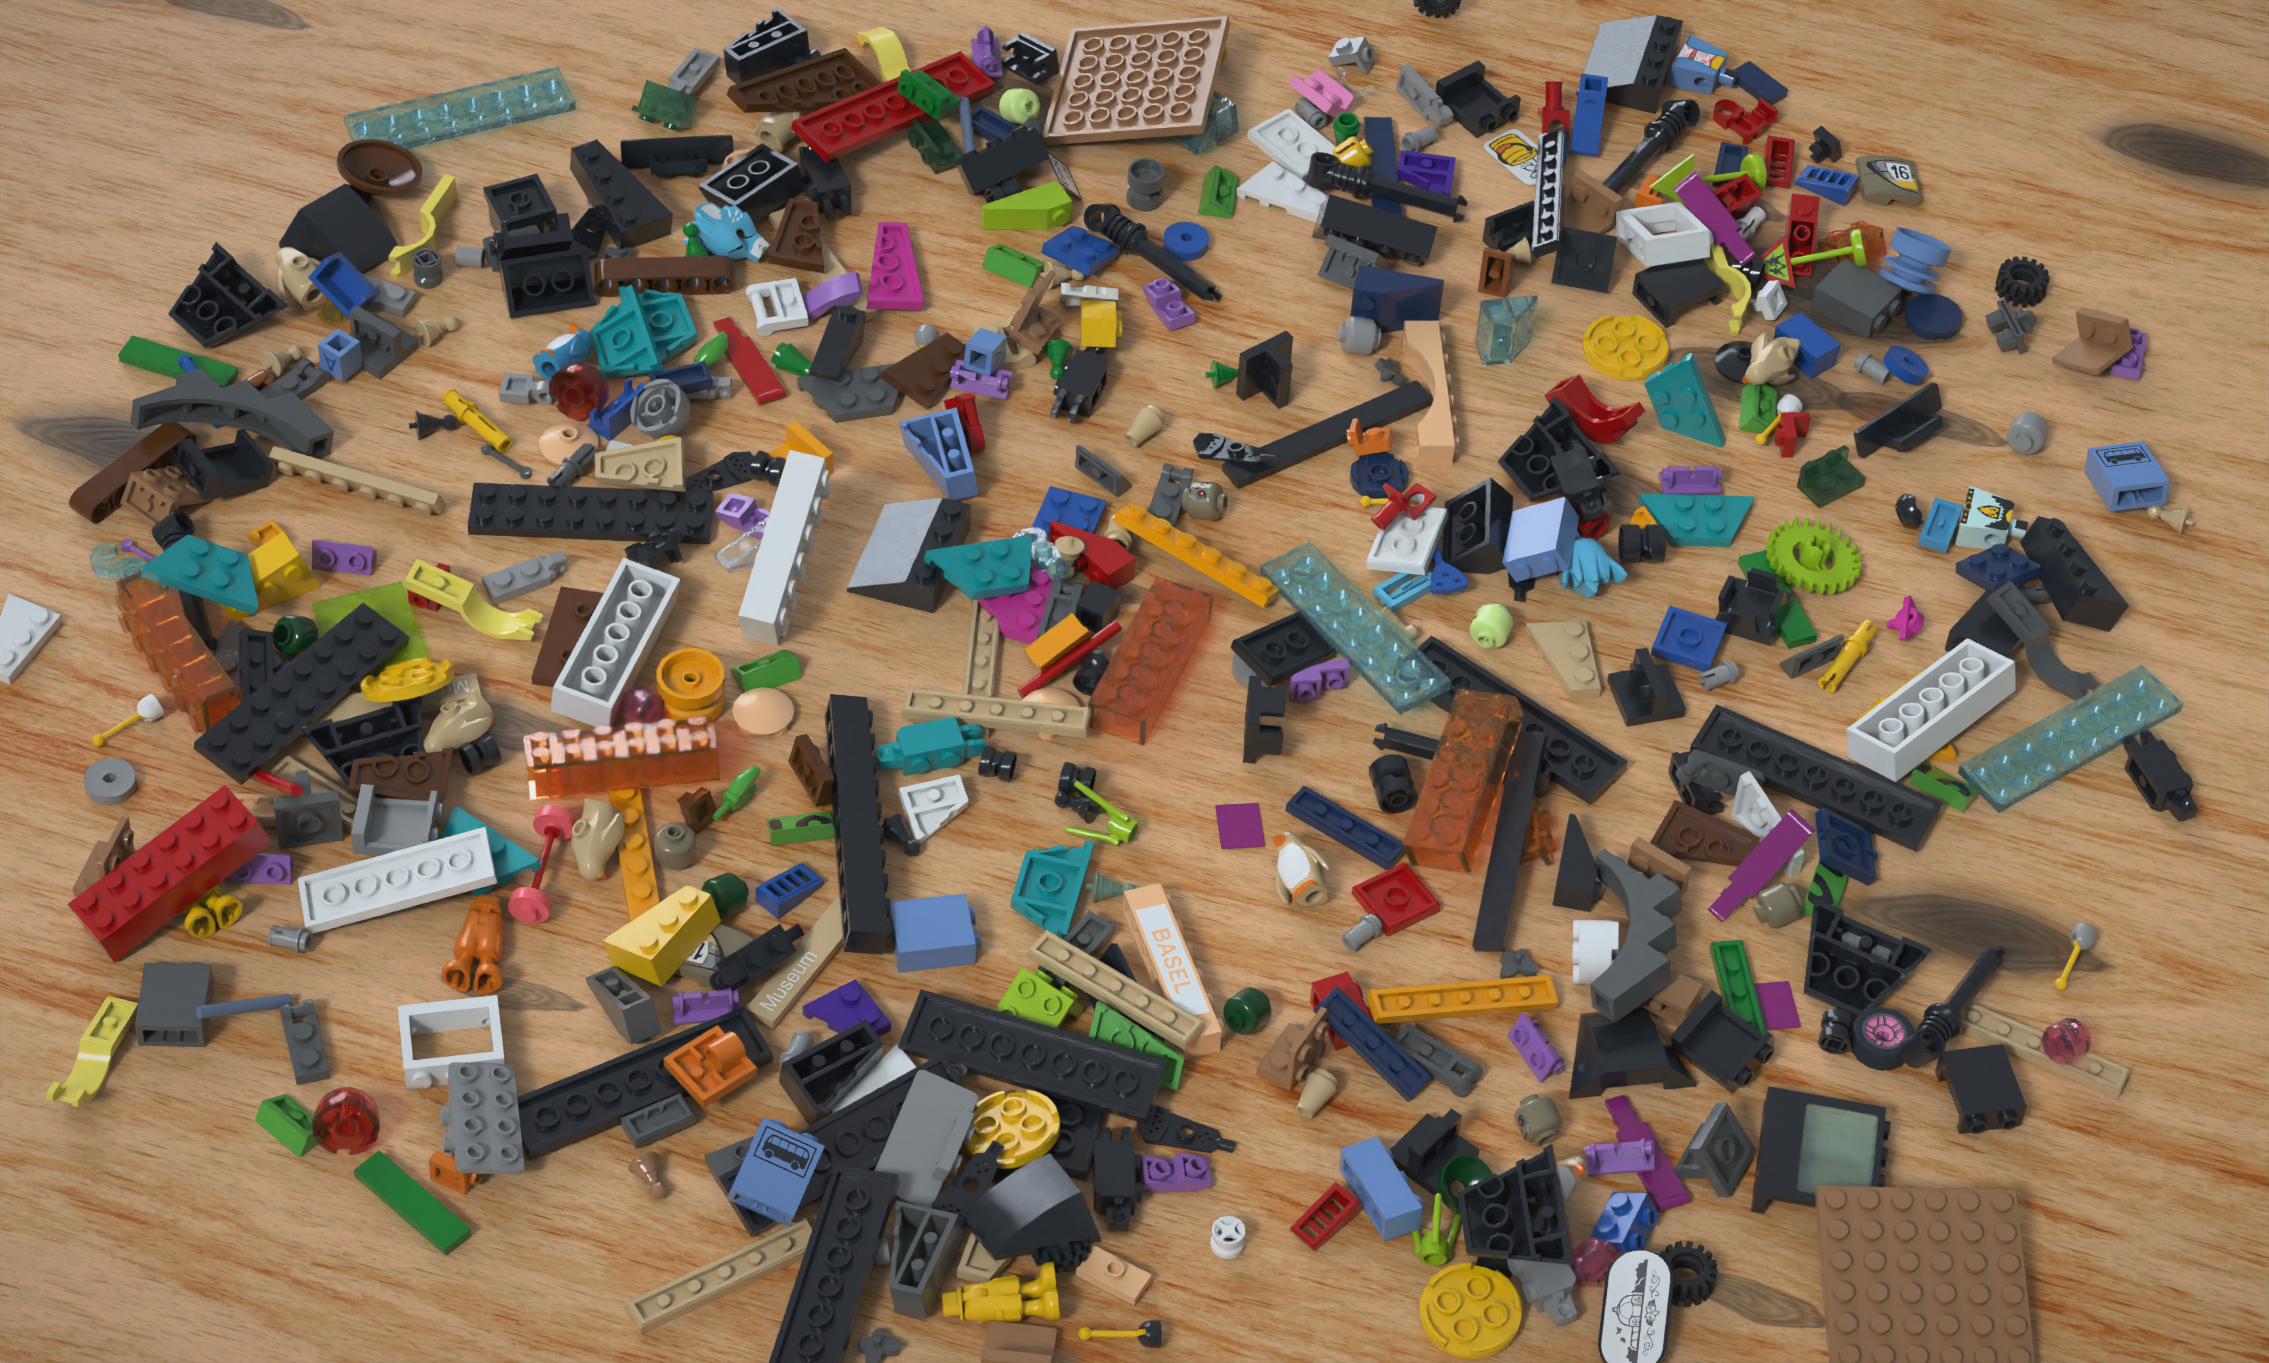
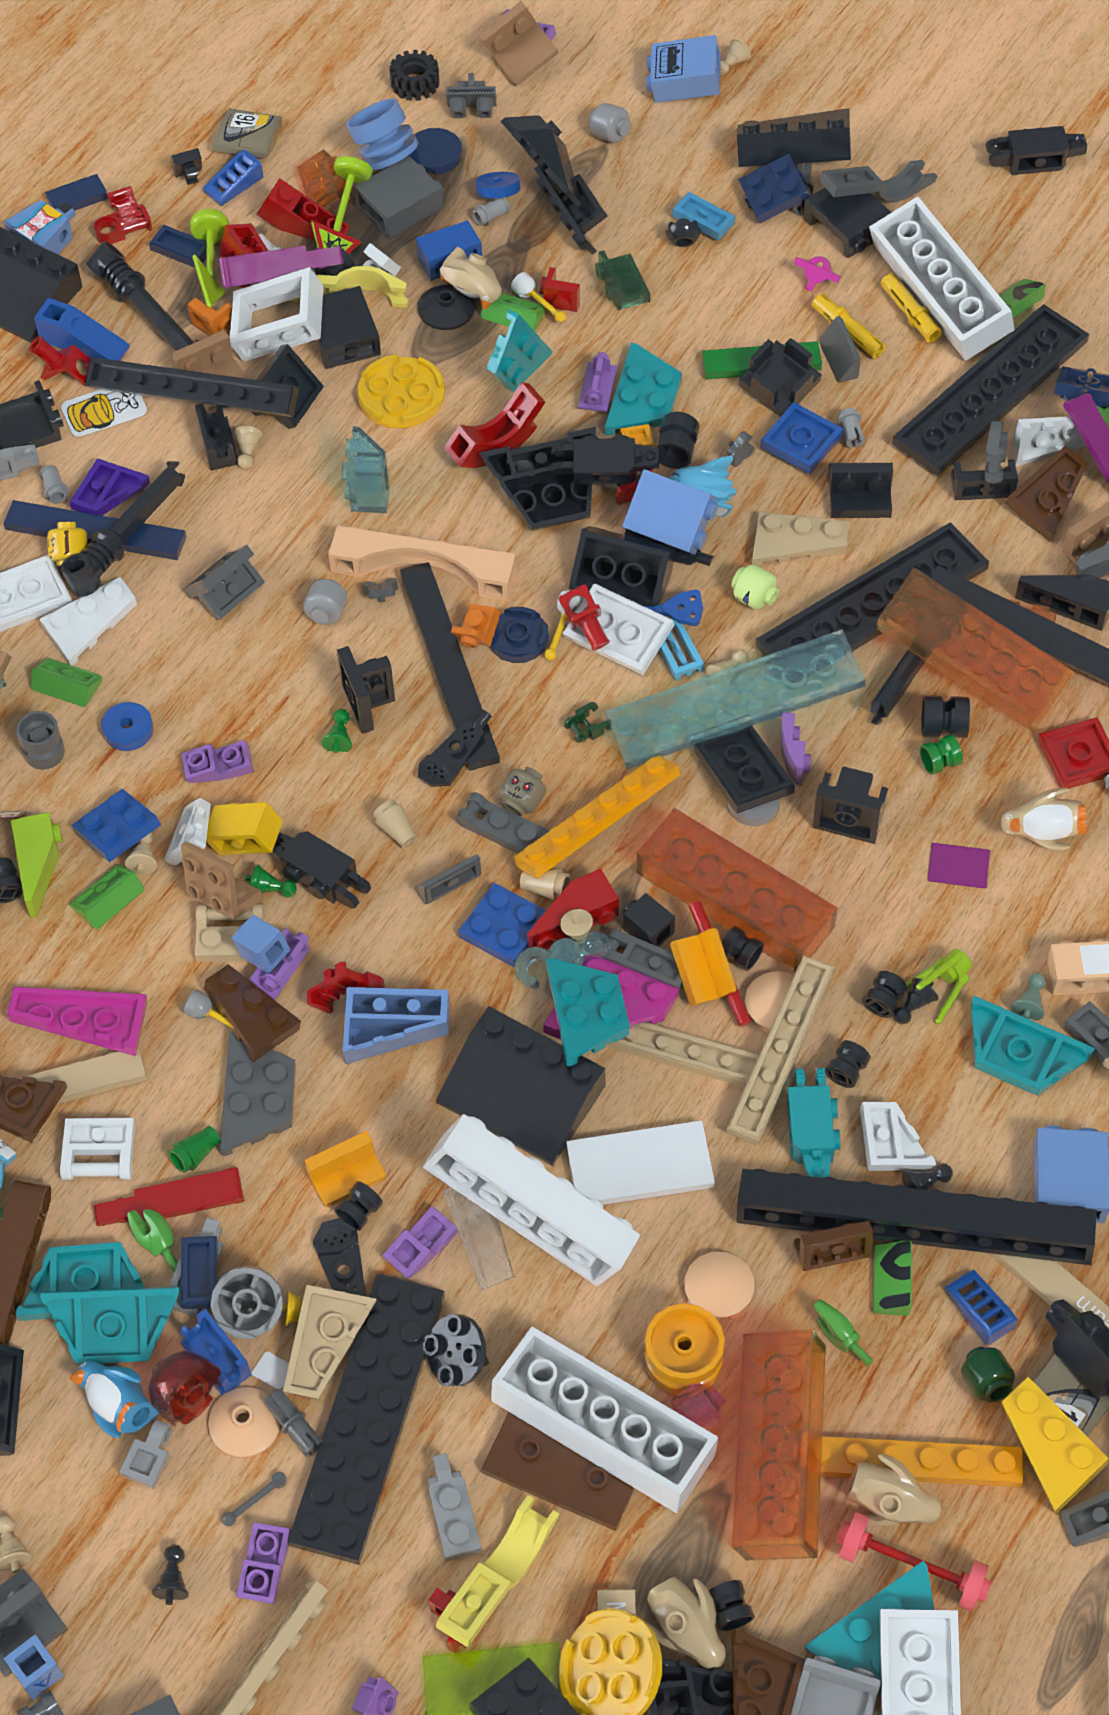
camera: 70 degrees left, 10 degrees up
(448, 476) = (264, 1563): none -> medium lavender slope
(469, 413) = (183, 1520): yellow pin -> none
(481, 942) = (1013, 1652): orange piece -> none
(675, 846) = (913, 1411): dark tan head -> none
(697, 808) = (855, 1381): reddish brown tile -> none
(767, 671) = (657, 1271): bright green slope -> none
(836, 291) = (107, 1082): medium lavender slope -> none
(839, 343) = (193, 1092): black slope -> none
(862, 644) = (641, 1163): none -> white tile
(1134, 239) = (119, 769): black piece -> none
(1302, 531) = (592, 731): none -> dark green piece
(1345, 126) = (29, 539): green cone -> none
(1345, 828) = (981, 774): dark blue tile -> none
(1351, 789) = (941, 754): none -> green wheel
(1375, 230) = (186, 553): black wedge -> none
(1395, 297) = (292, 561): dark blue slope -> none
(1496, 272) = (275, 461): dark orange slope -> none
(1653, 594) = (740, 448): none -> dark grey piece
(1781, 146) = (187, 198): red slope -> none
(1815, 548) = (725, 310): lime gear -> none
(1950, 382) = (547, 150): none -> black wedge
(1987, 520) = (708, 178): light aqua torso -> none
(2069, 738) = (980, 199): clear light blue plate -> none

